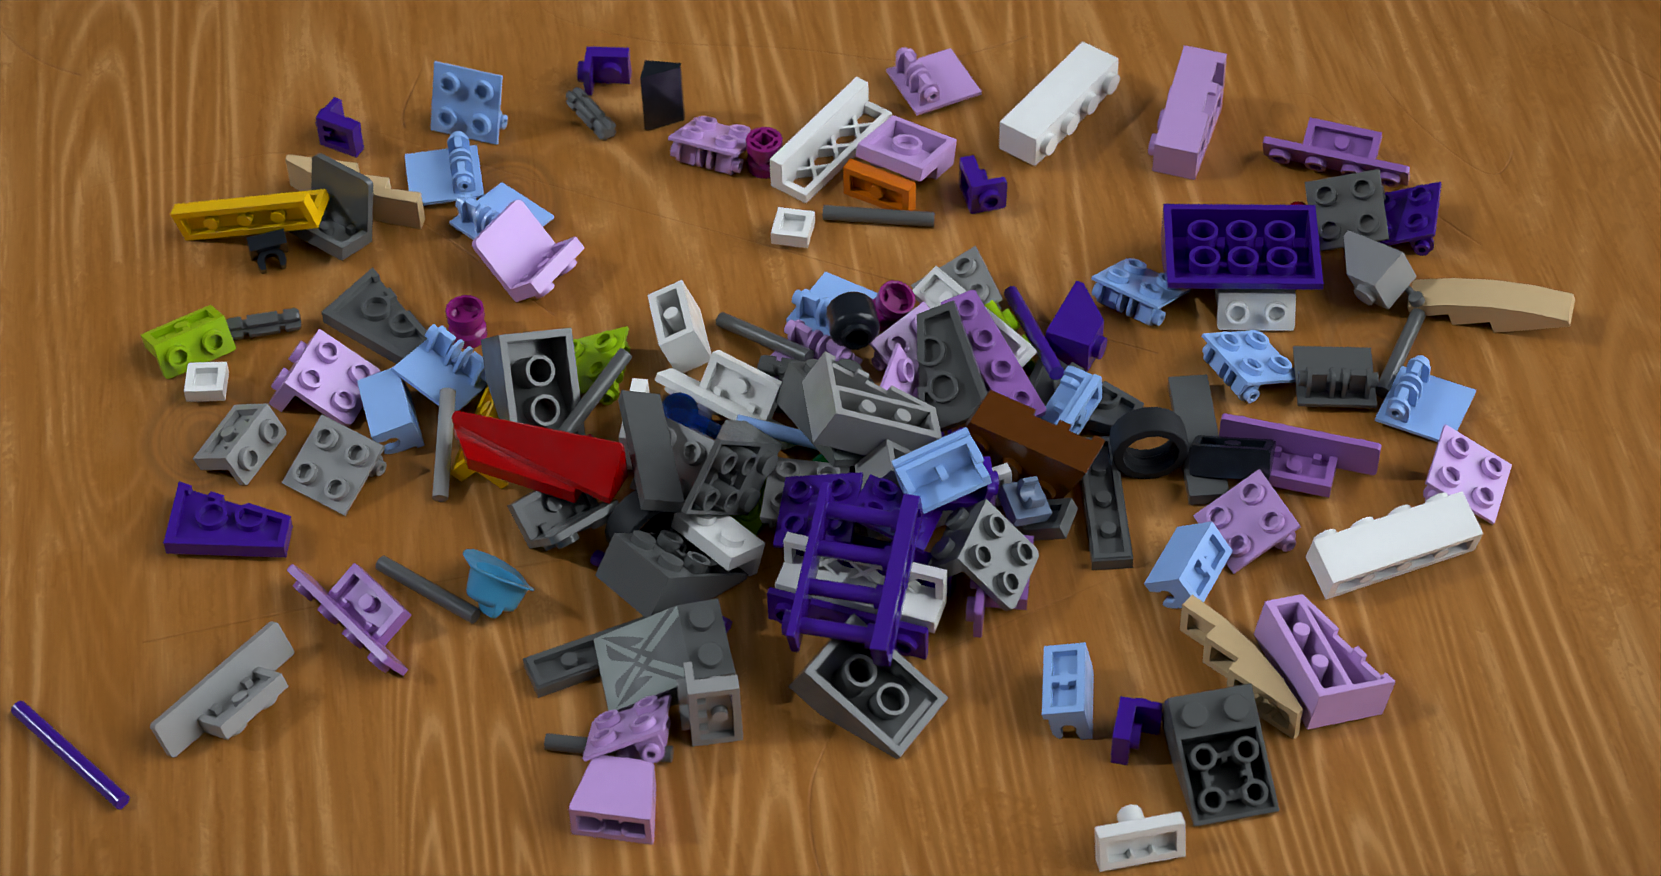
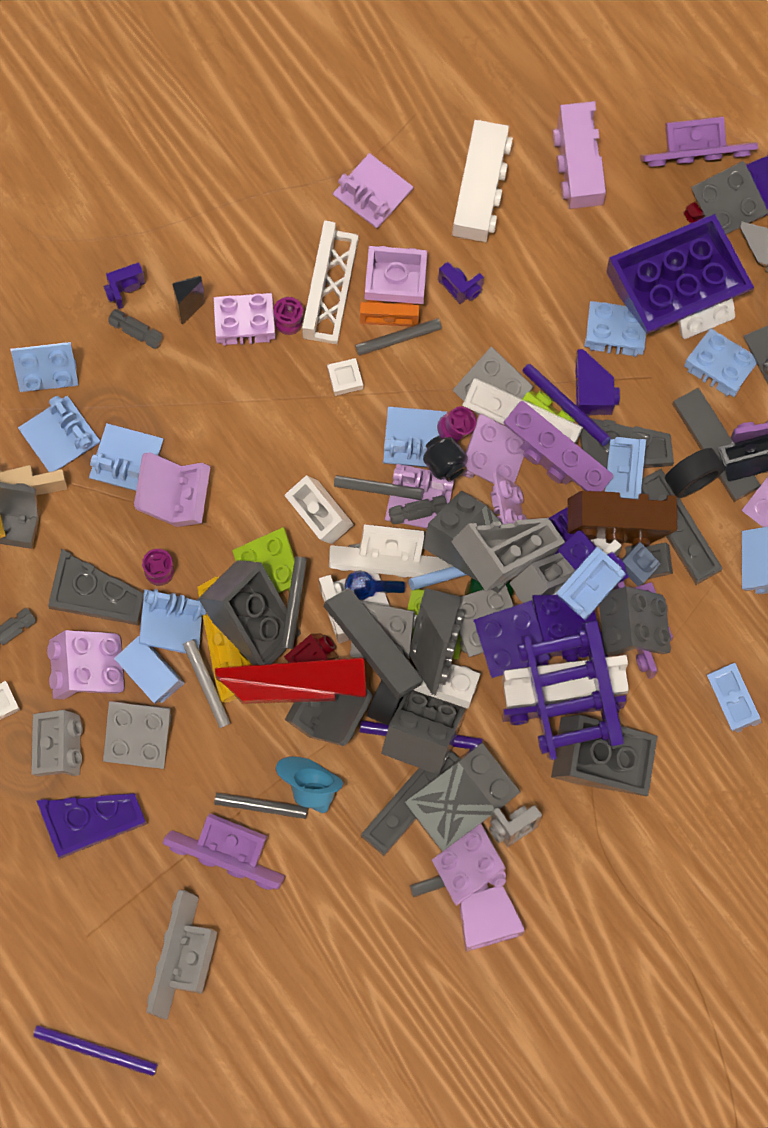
camera: 30 degrees left, 25 degrees up
(947, 366) = (534, 475): dark grey wing -> none

